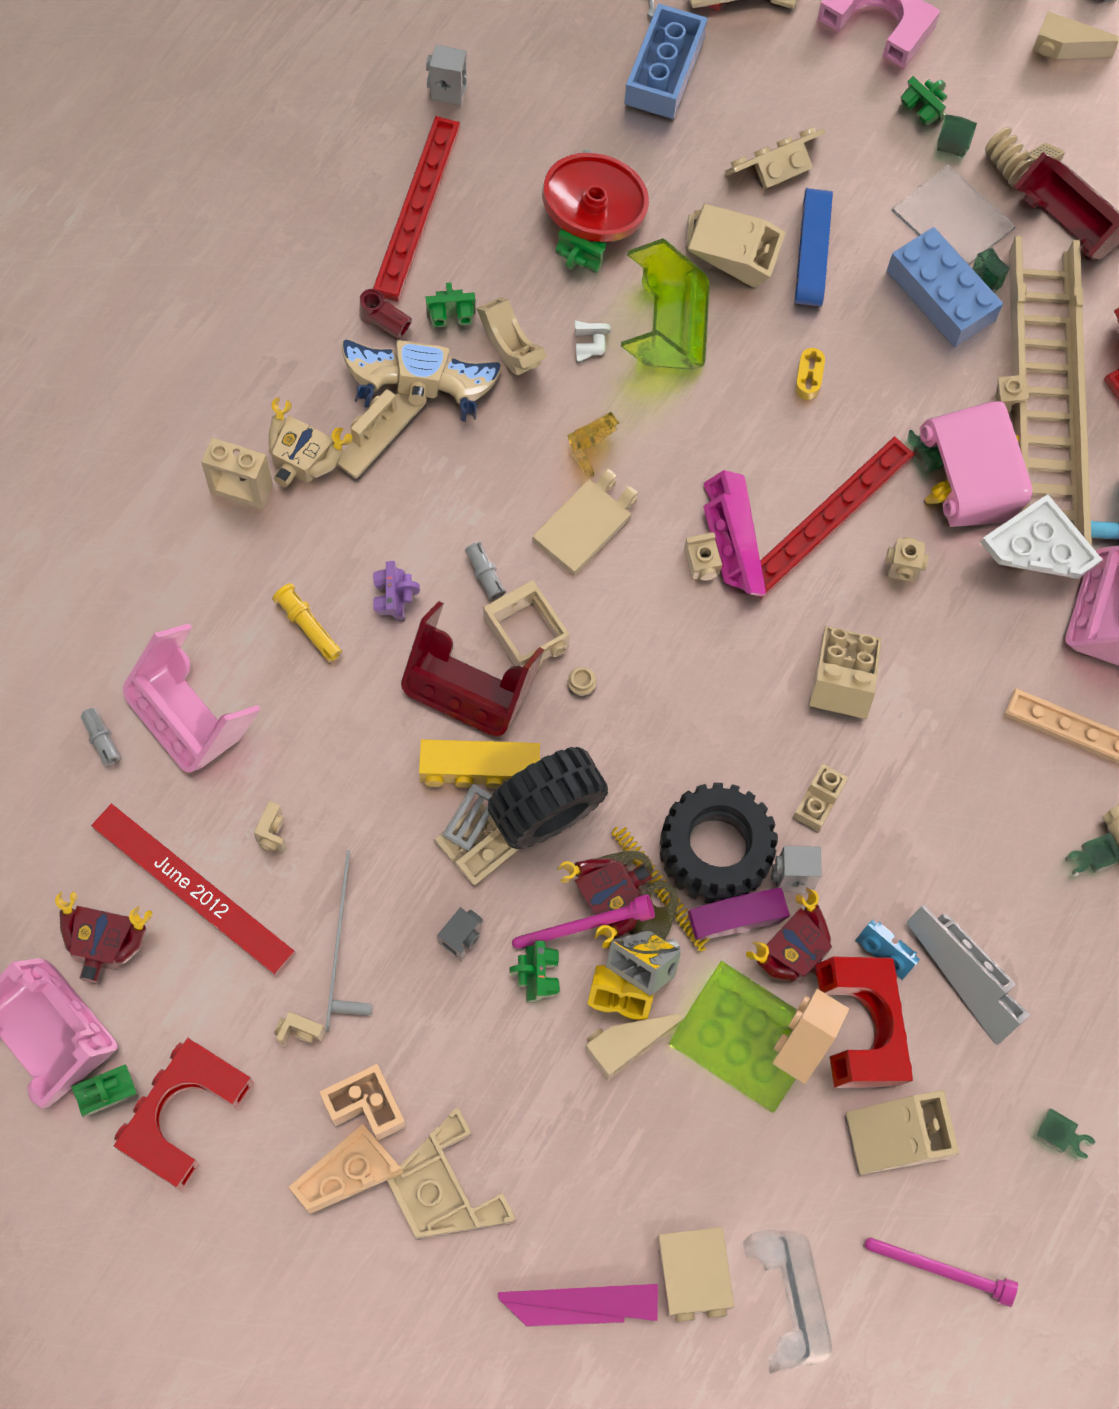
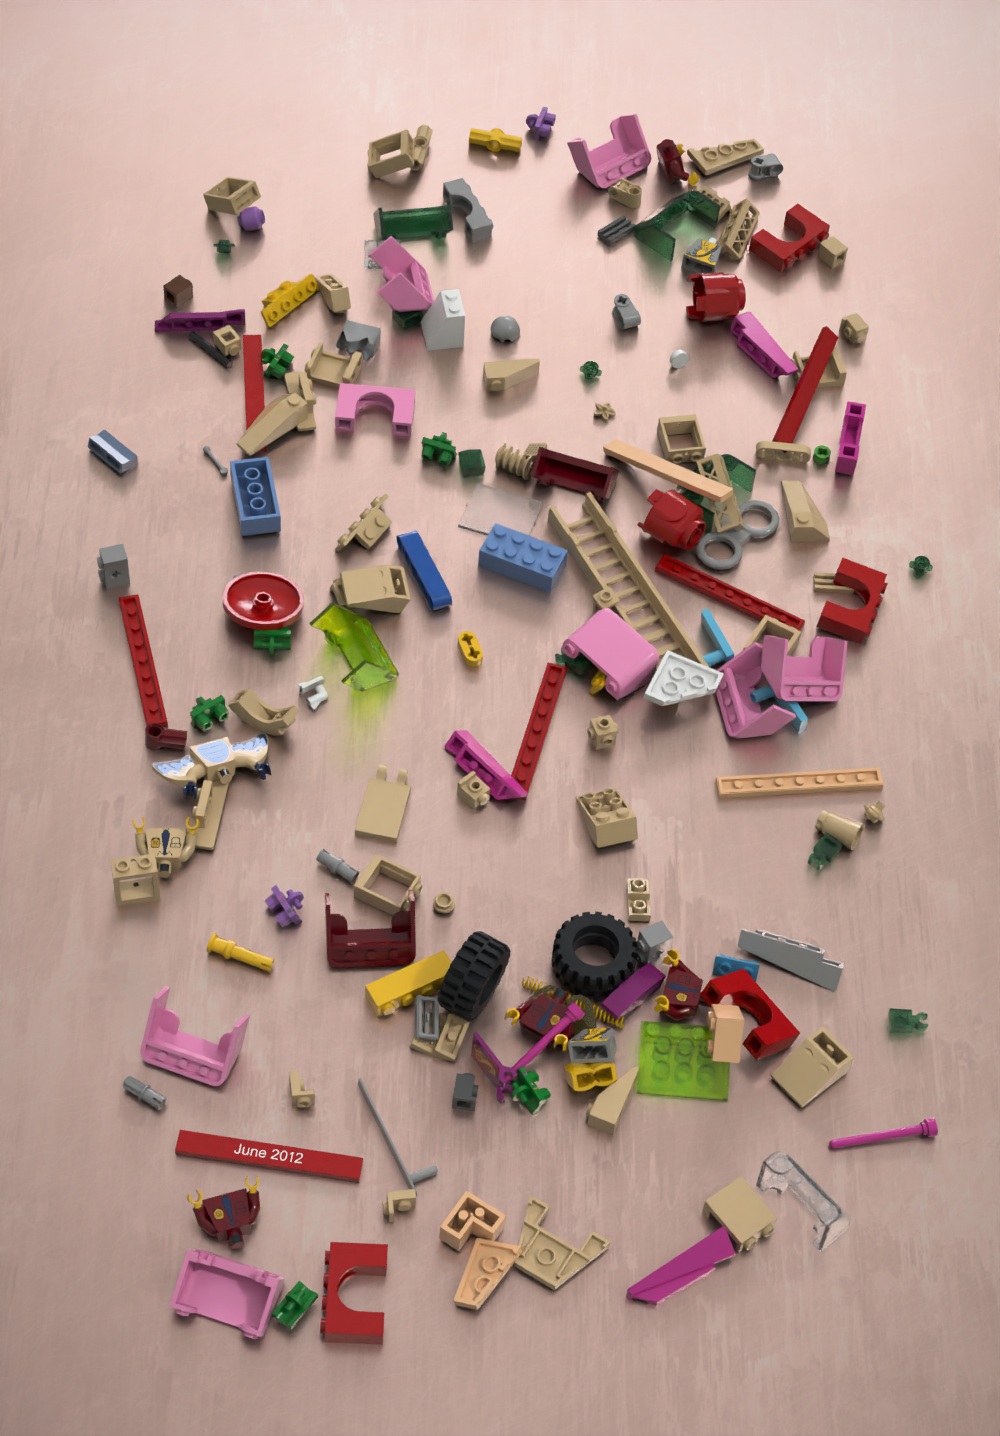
camera: 30 degrees left, 15 degrees down
(508, 940) = (492, 1067): none -> magenta flag
(591, 435) = (354, 749): clear yellow piece -> none
(991, 269) = (545, 532): clear green piece -> none

